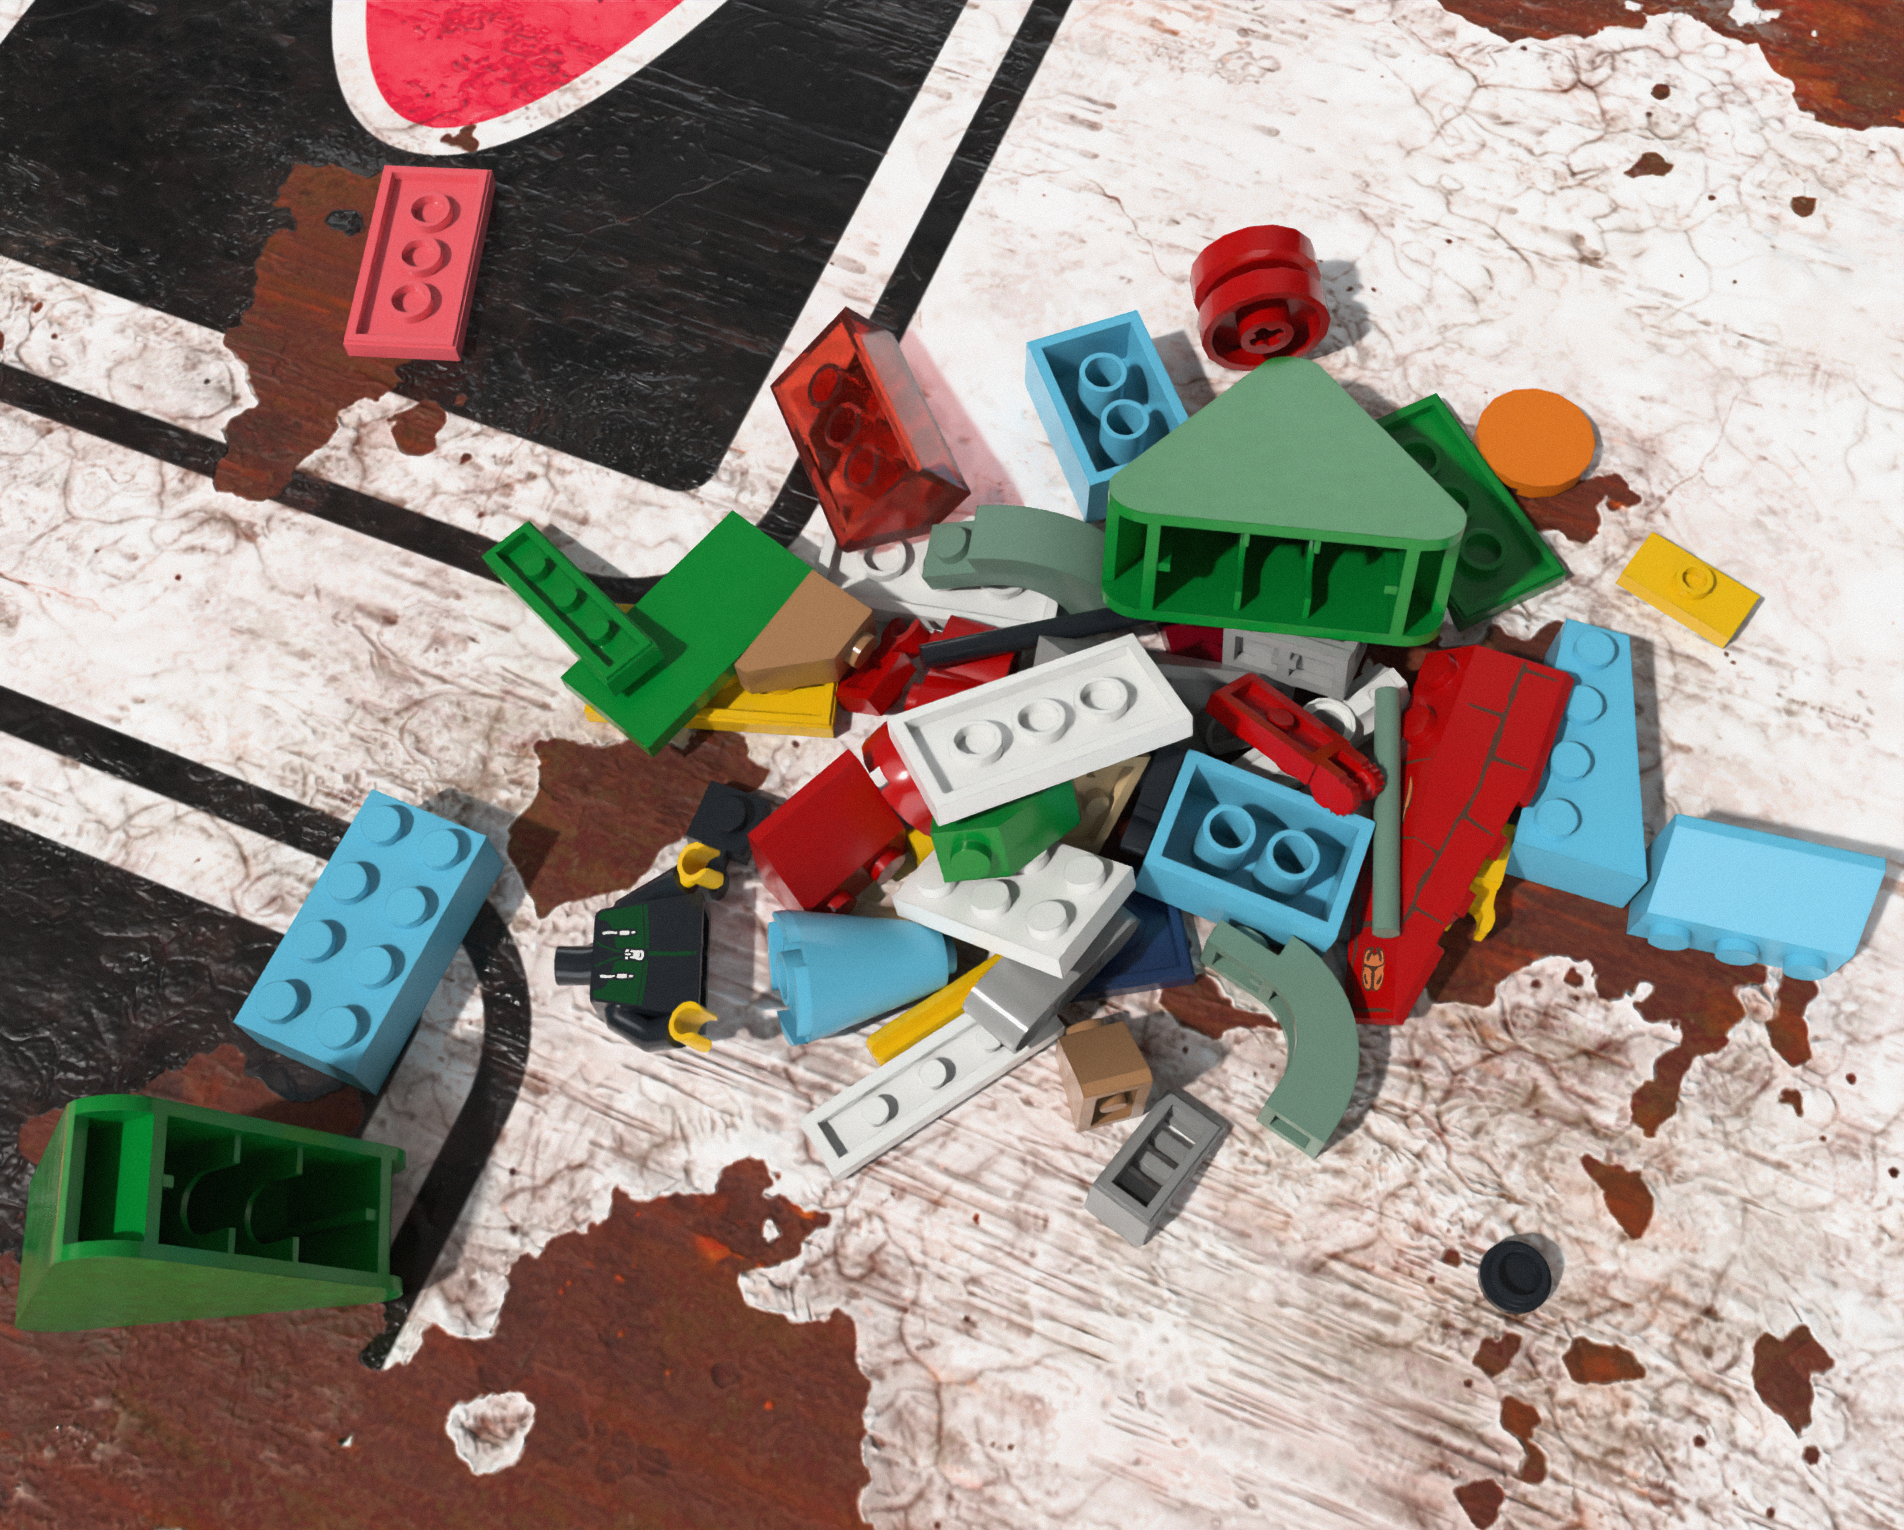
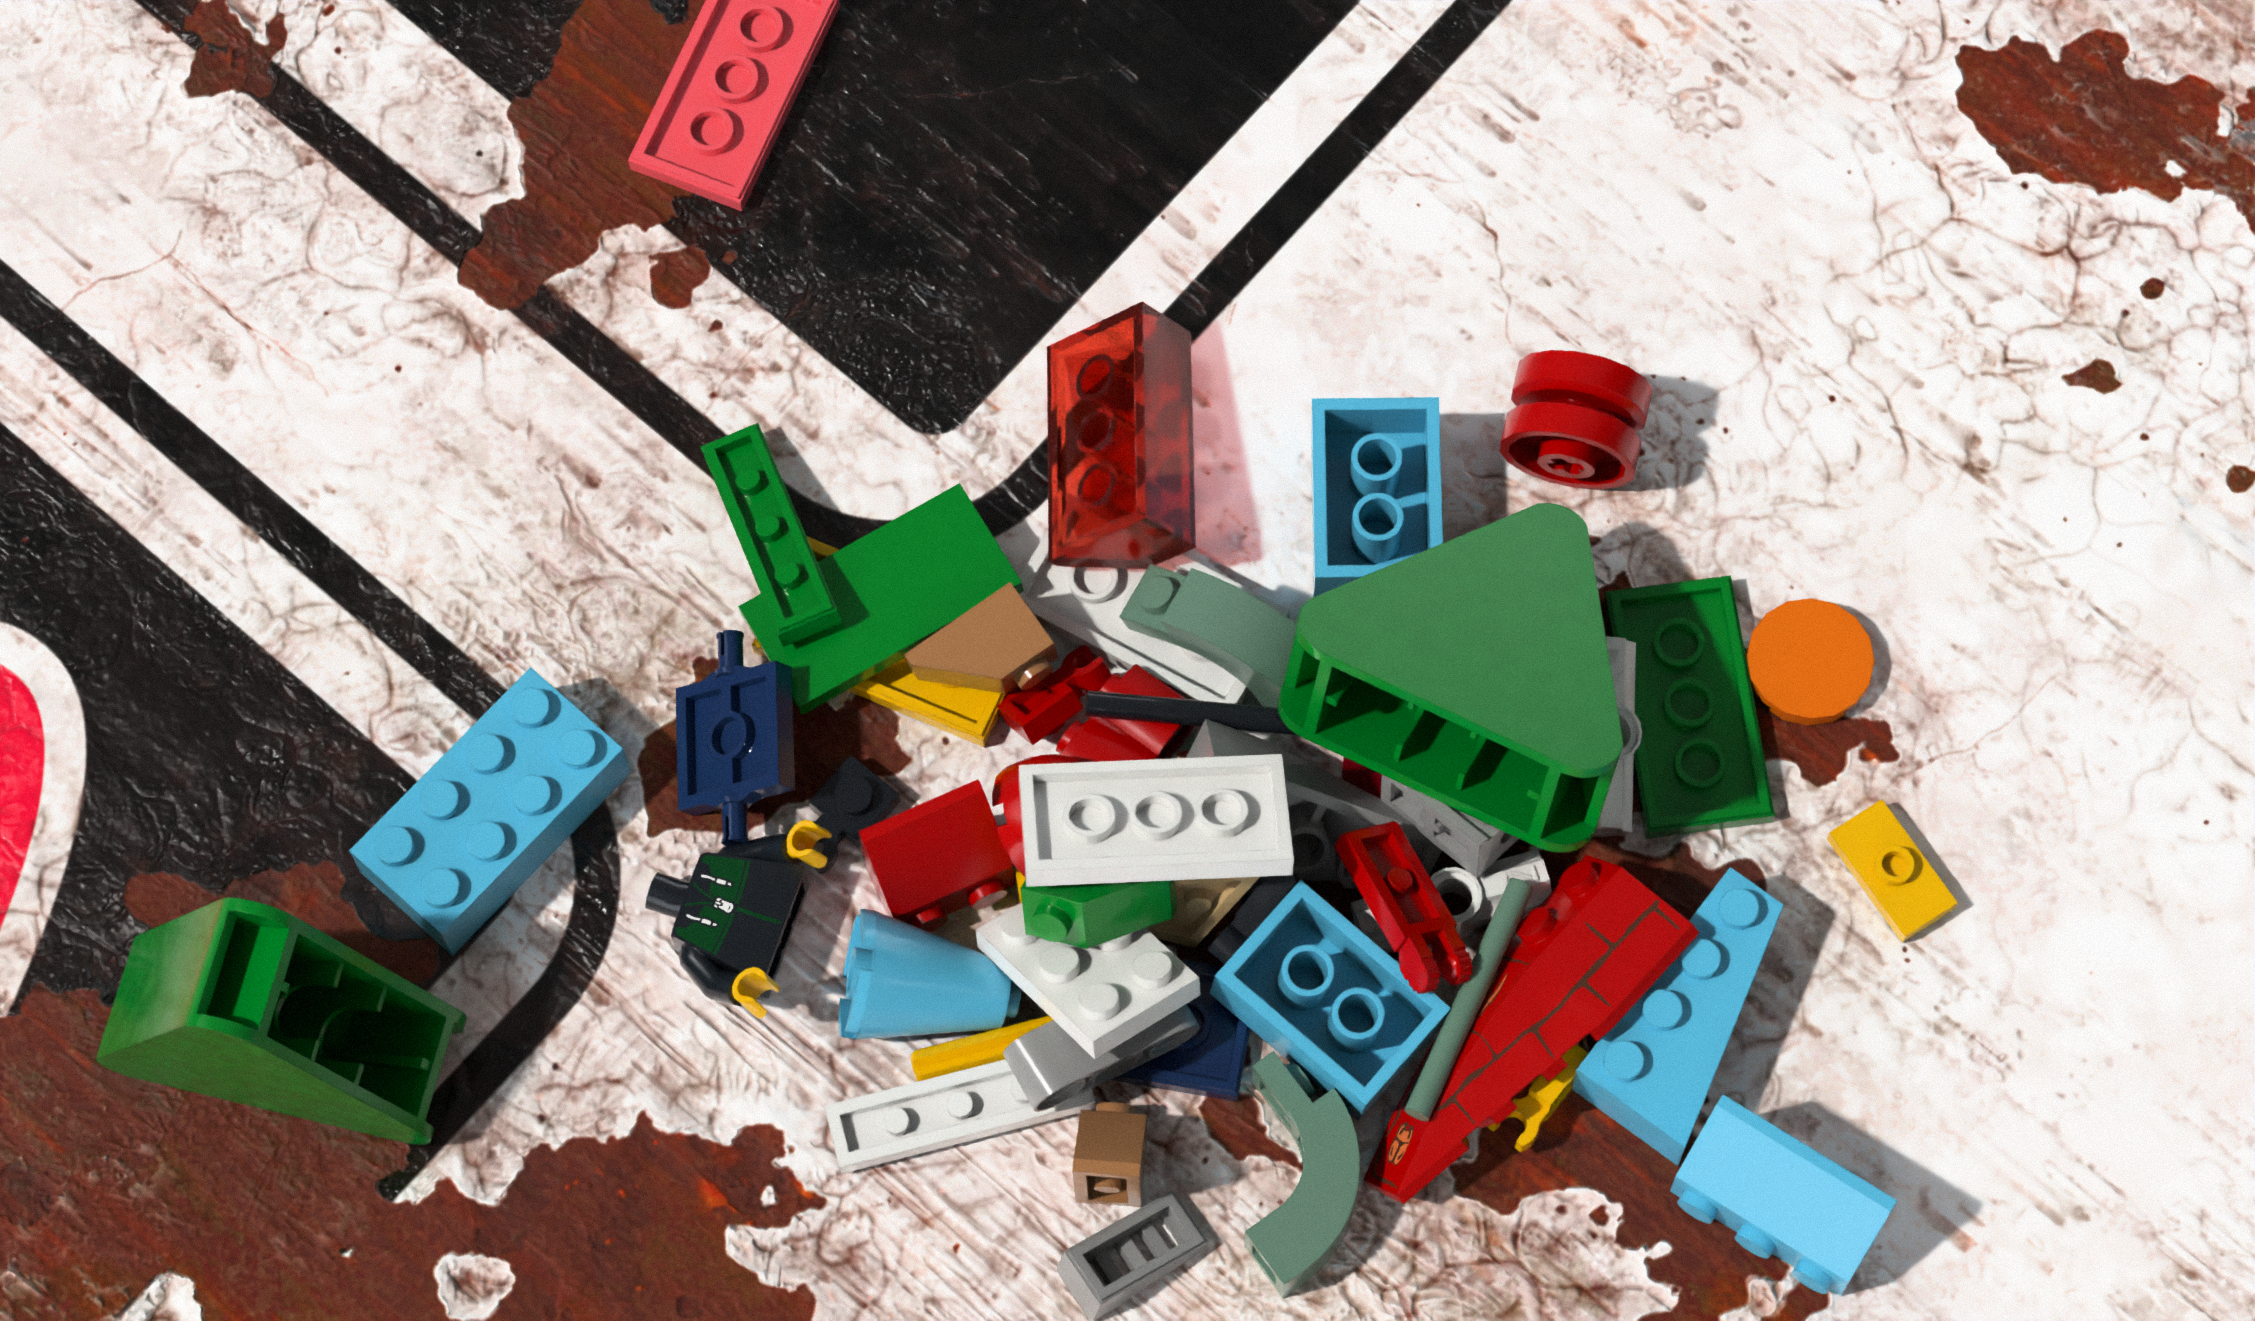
camera: 20 degrees right, 5 degrees up
(595, 796) = (734, 738): none -> dark blue plate

